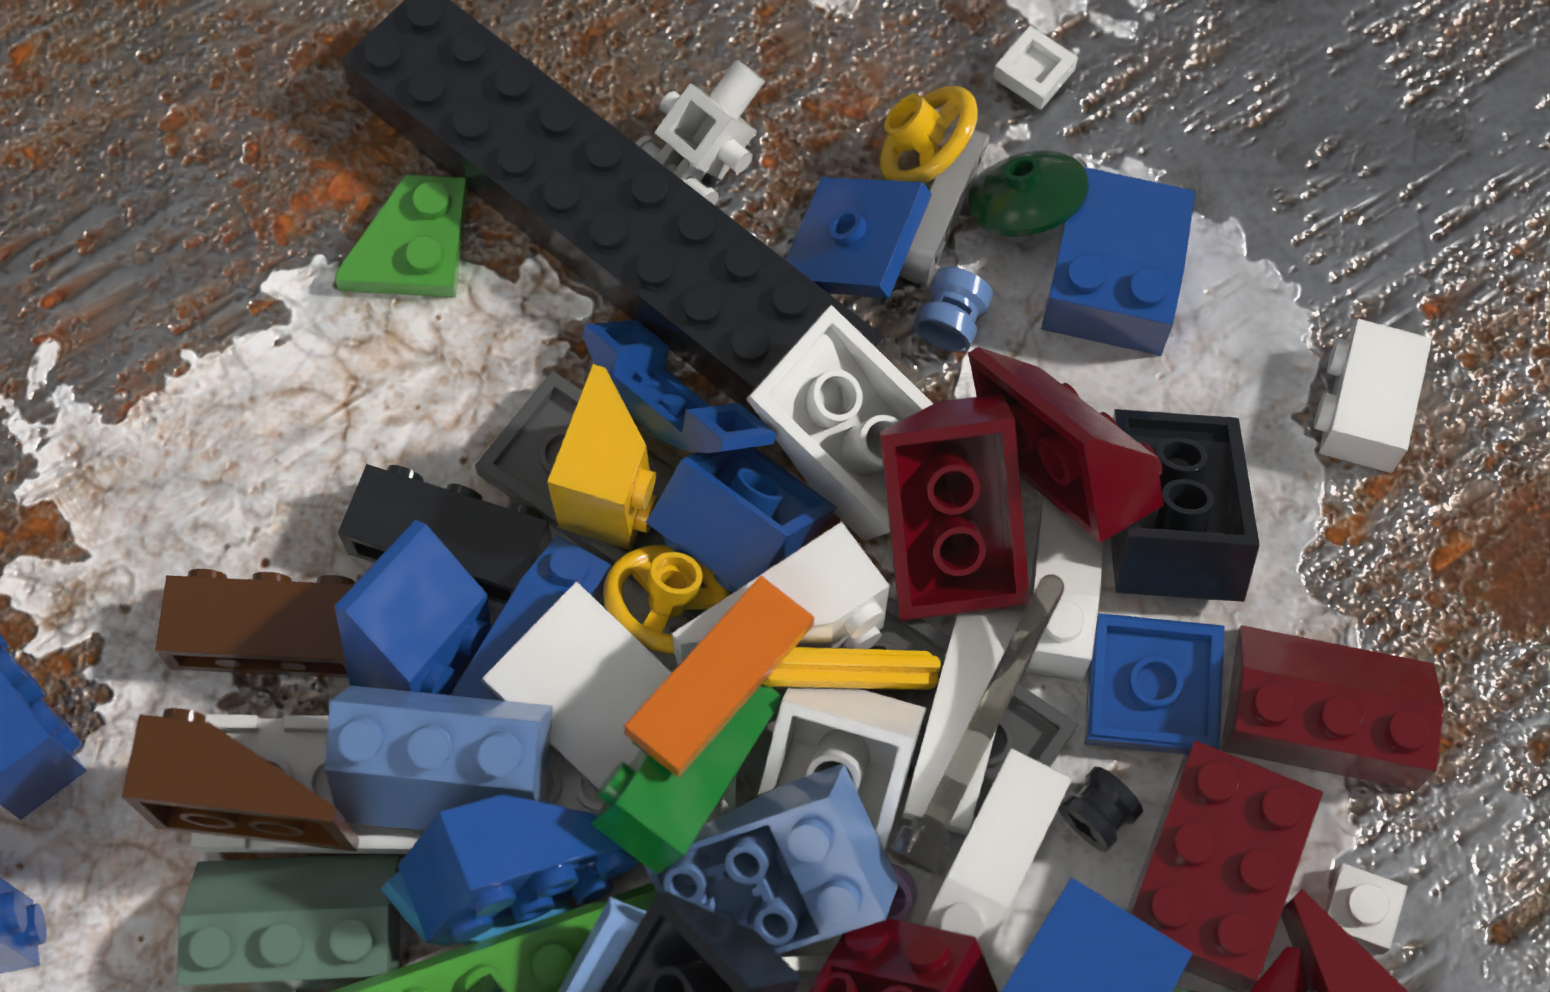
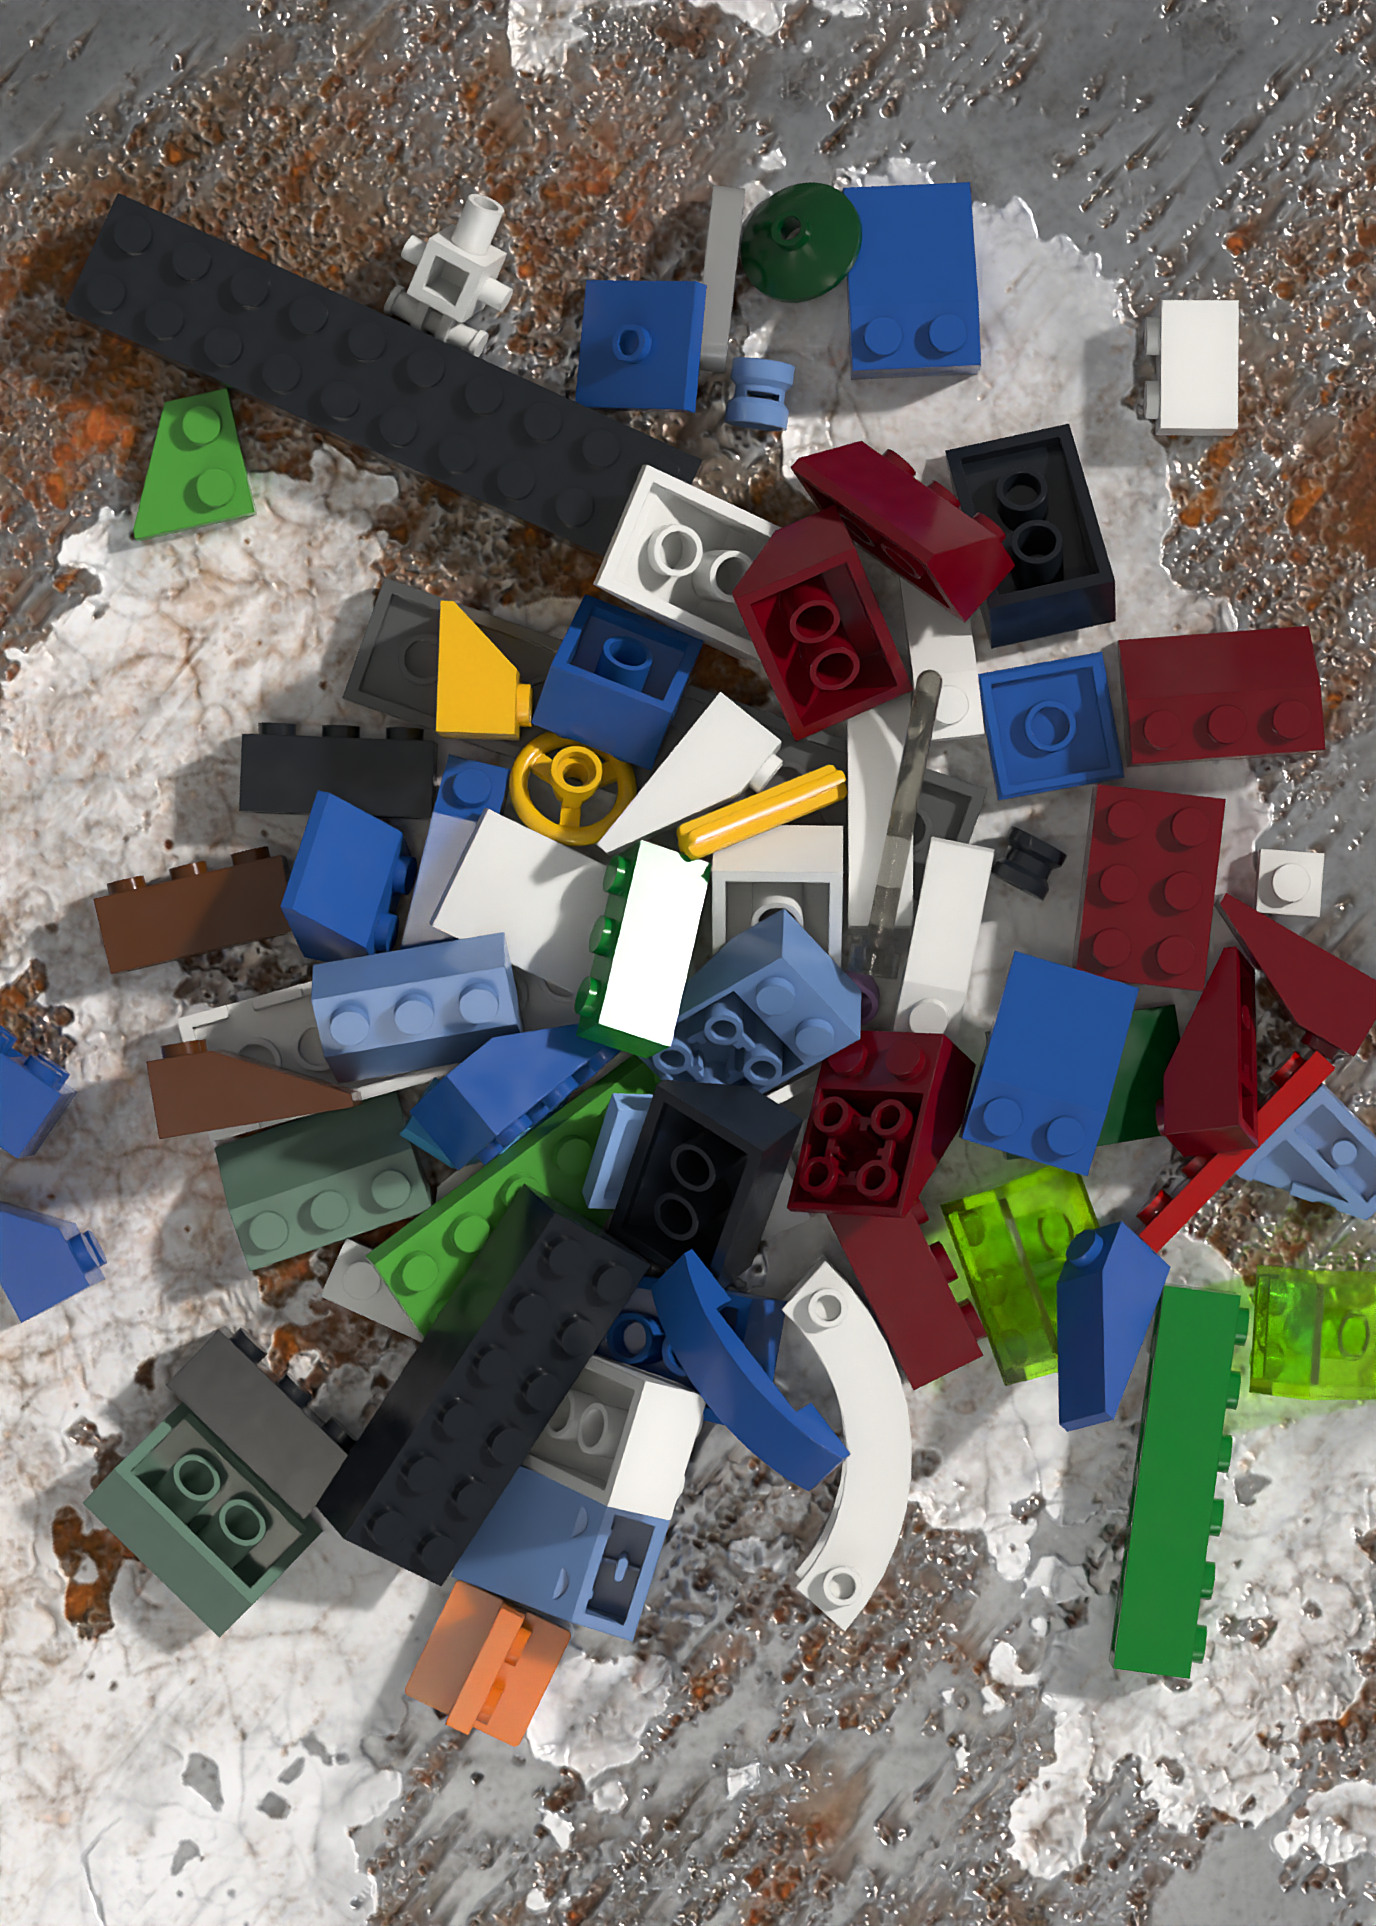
camera: 10 degrees left, 20 degrees up
(661, 401) = (506, 585): blue slope -> none
(719, 676) = (654, 877): orange tile -> none
(919, 127) = (677, 211): yellow piece -> none
(1035, 67) = (771, 90): white plate -> none

